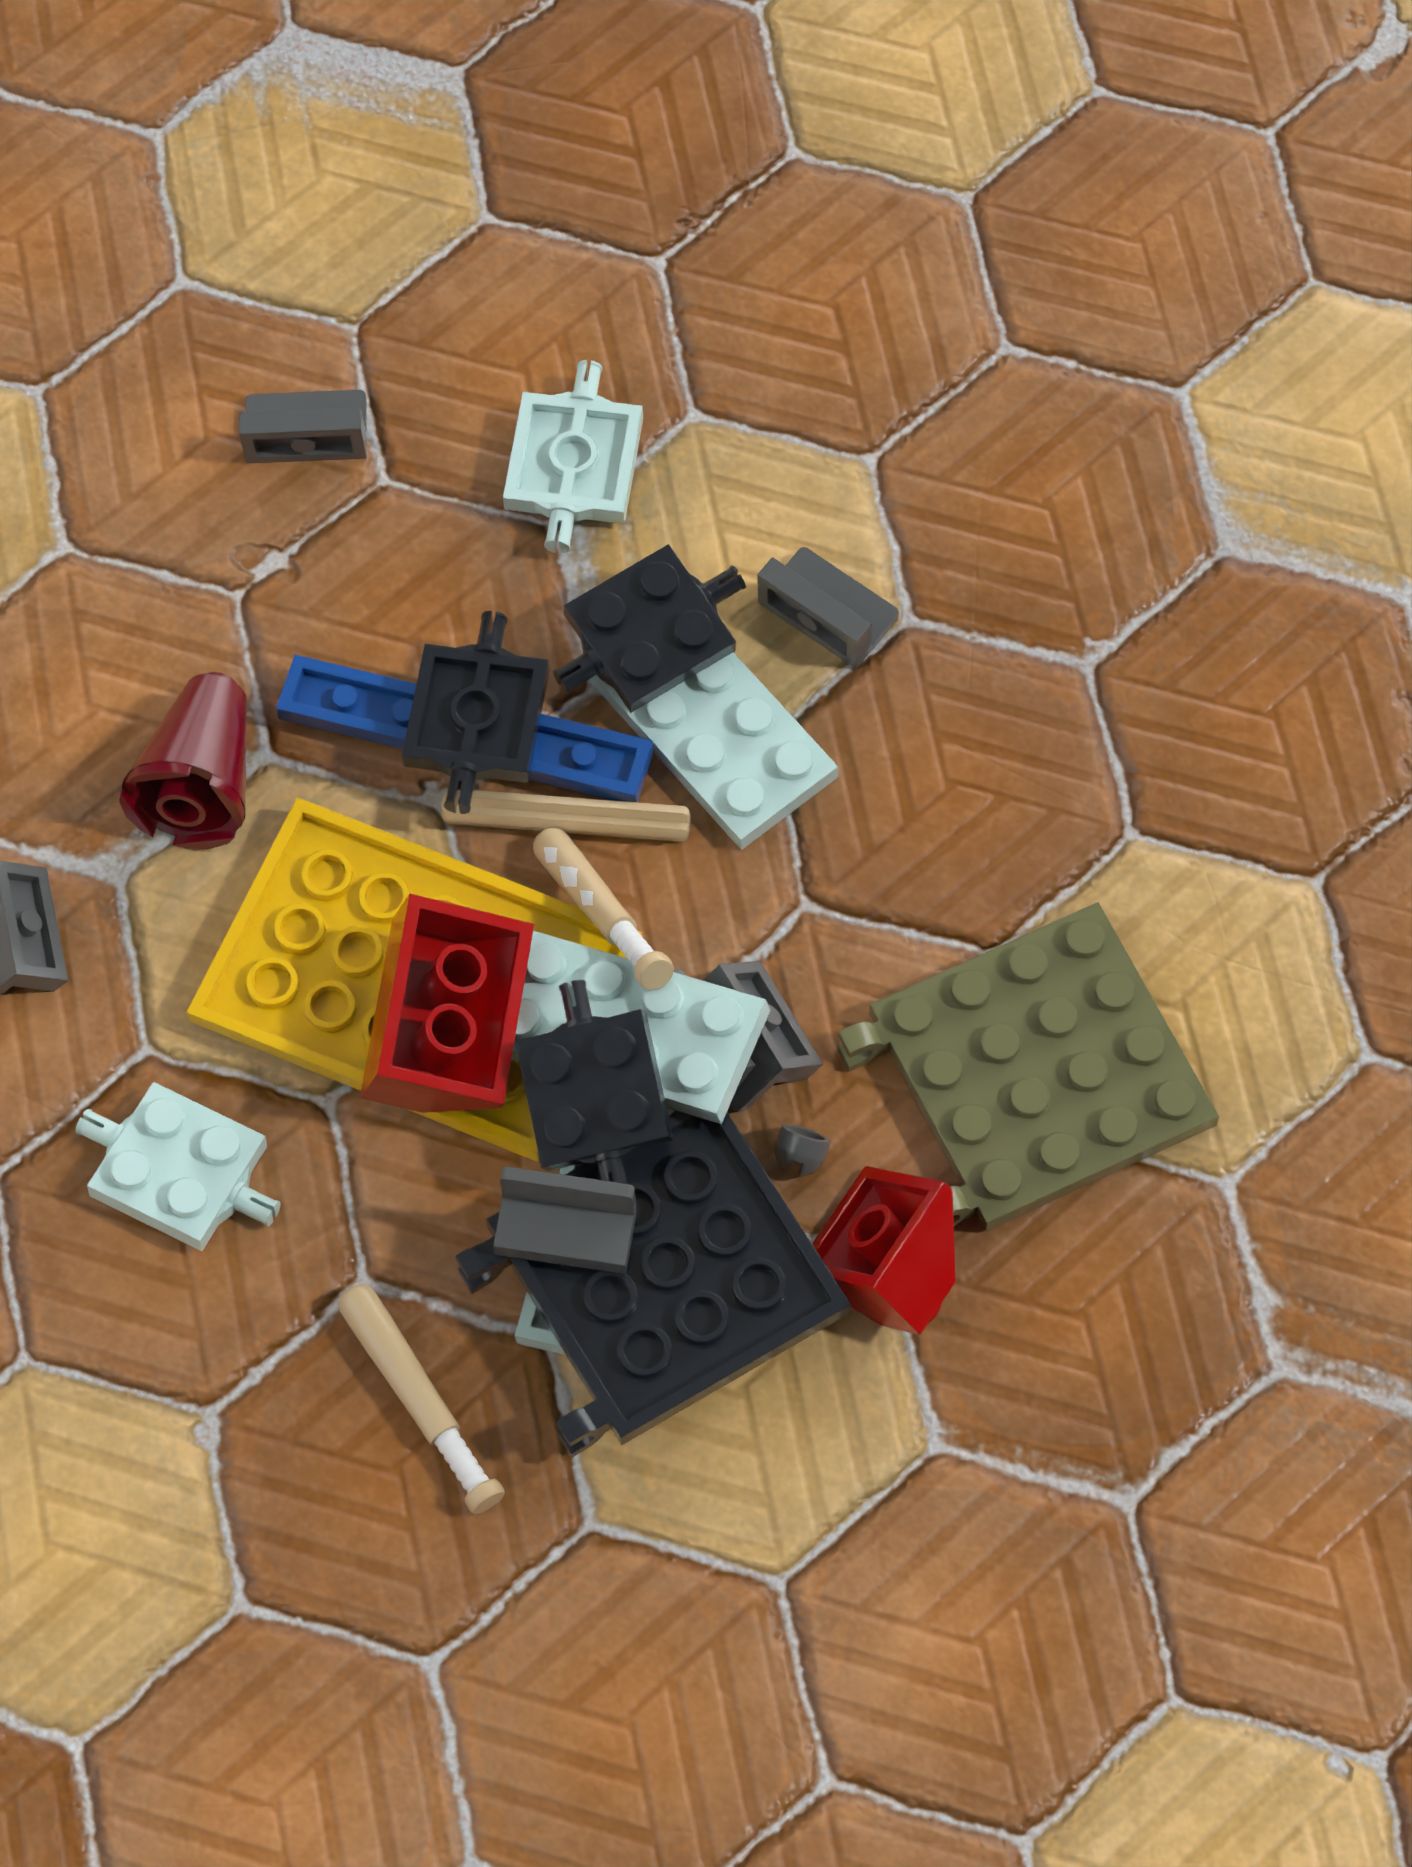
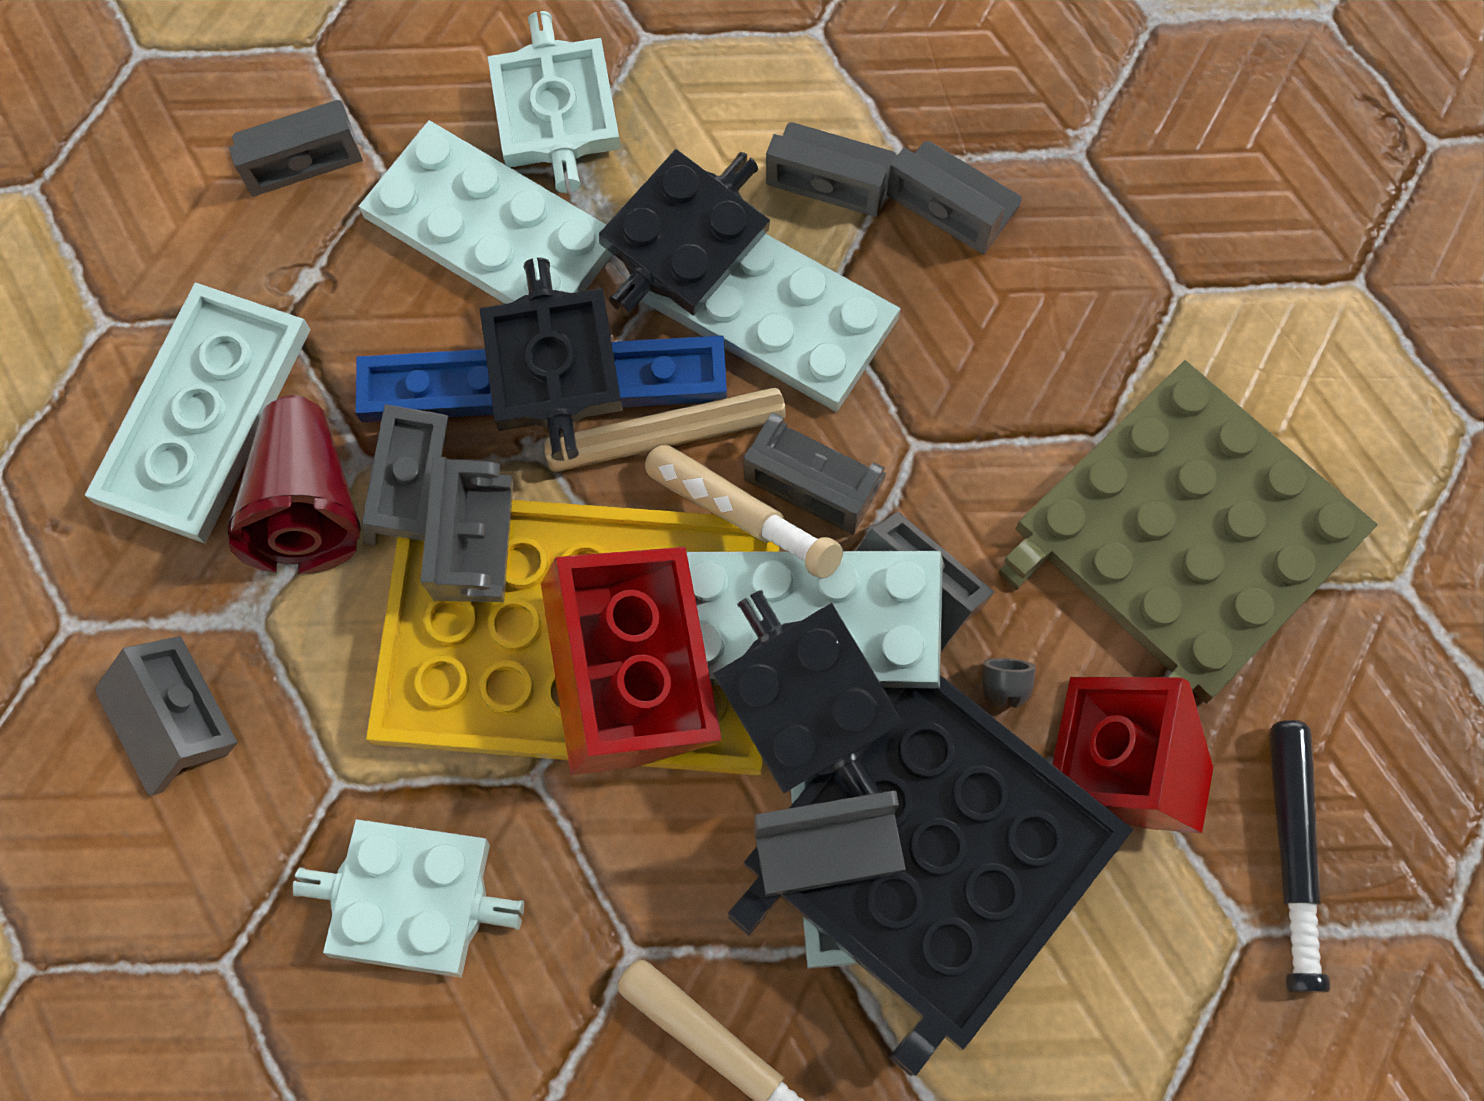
camera: 20 degrees left, 5 degrees up
(129, 661) = (198, 412): none -> light aqua plate
(301, 780) = (402, 473): none -> dark grey panel
(341, 850) = (467, 531): none -> dark grey hinge
(464, 553) = (483, 218): none -> light aqua plate
(690, 900) = (811, 475): none -> dark grey hinge
(938, 669) = (952, 195): none -> dark grey panel
(1019, 1365) = (1297, 835): none -> black piece

